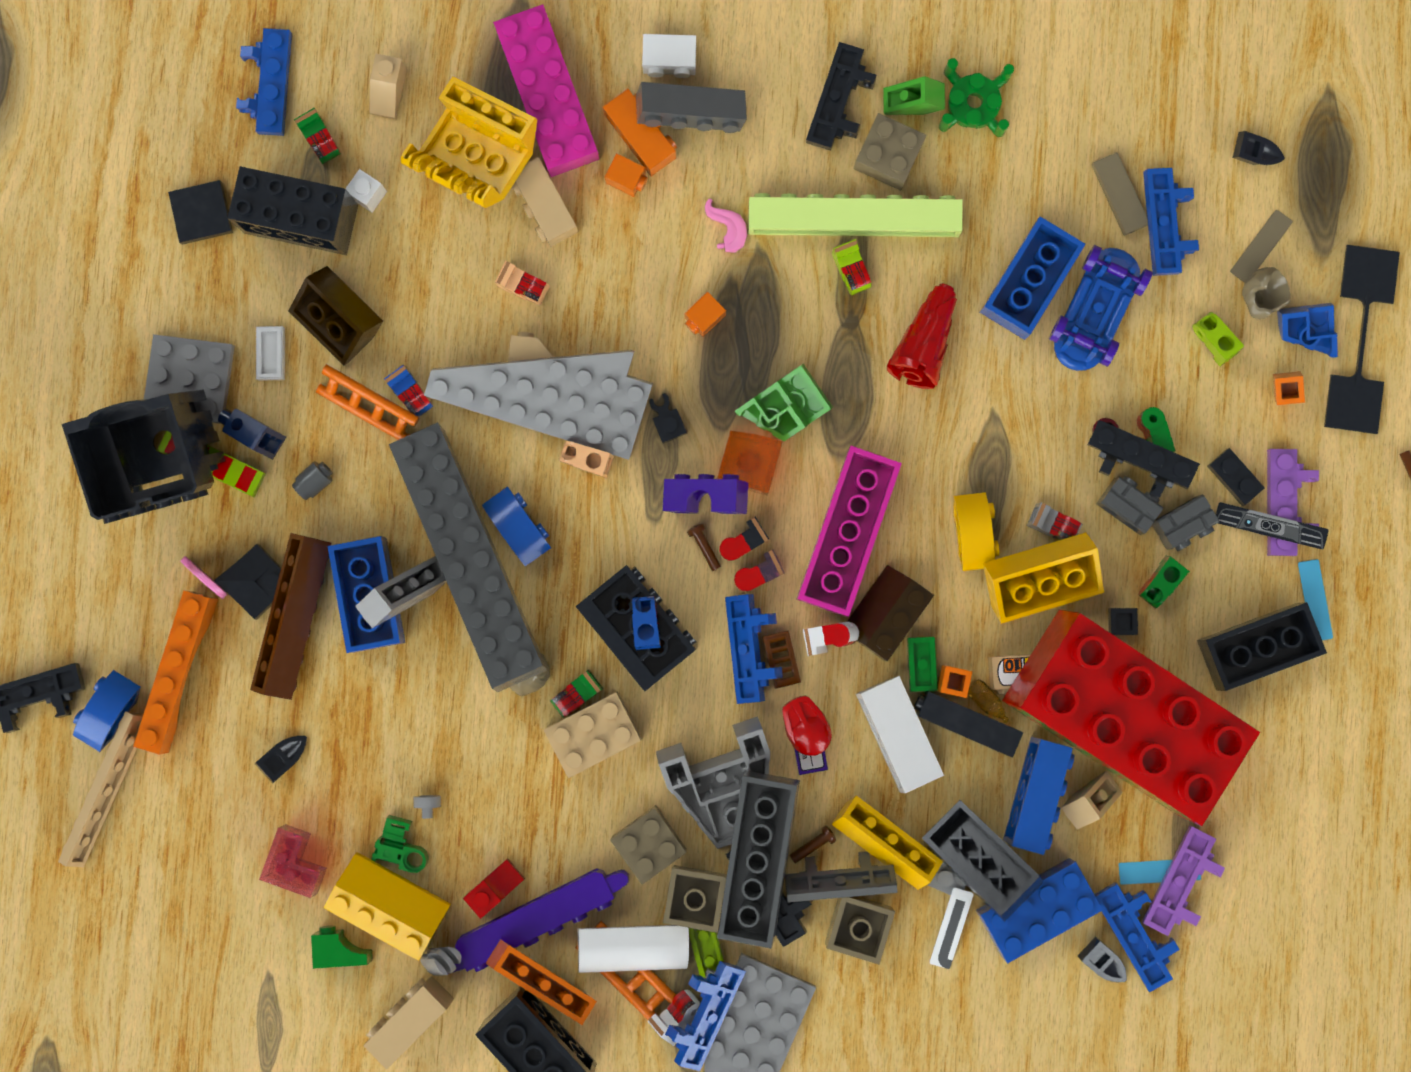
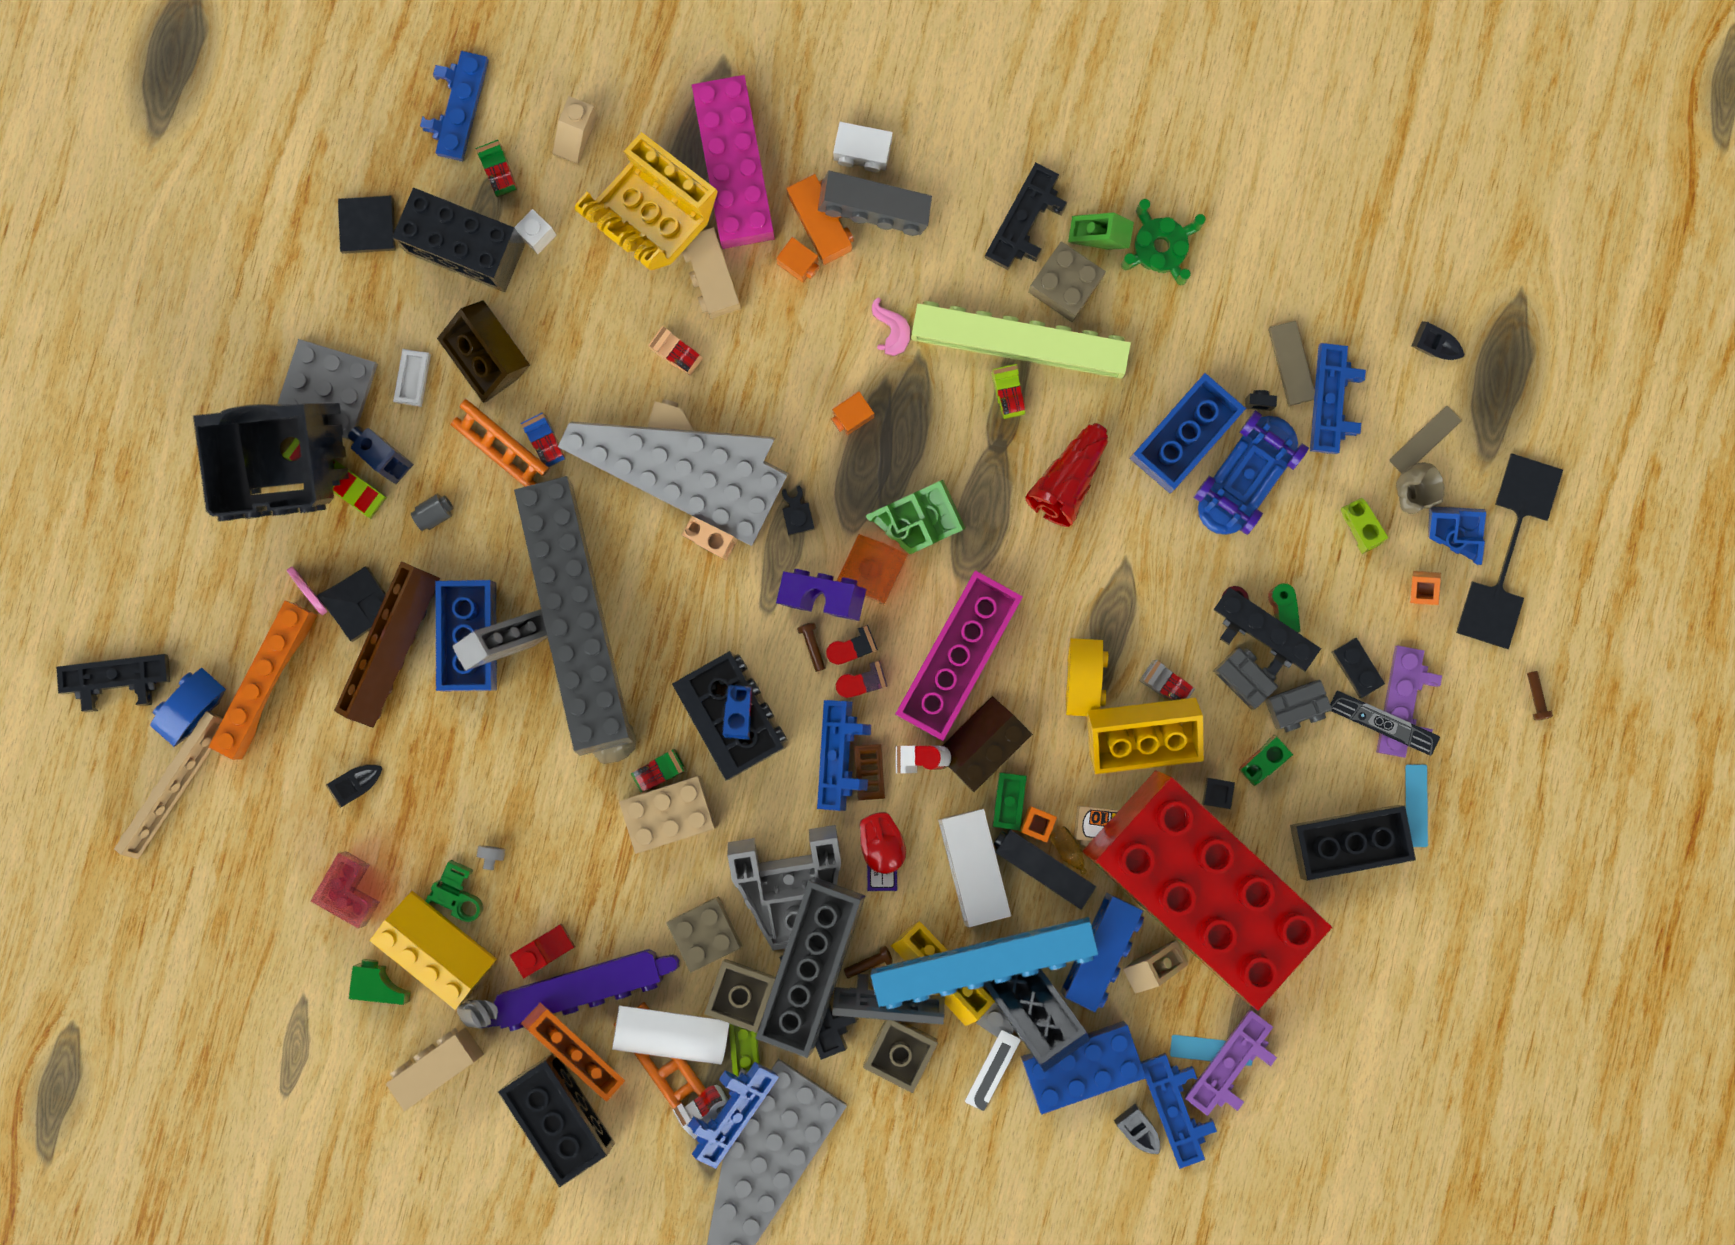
camera: 10 degrees right, 0 degrees up
(516, 526) = (627, 593): blue brick -> none
(928, 825) = (984, 962): none -> dark azure brick
(1097, 234) = (1261, 400): none -> black plate

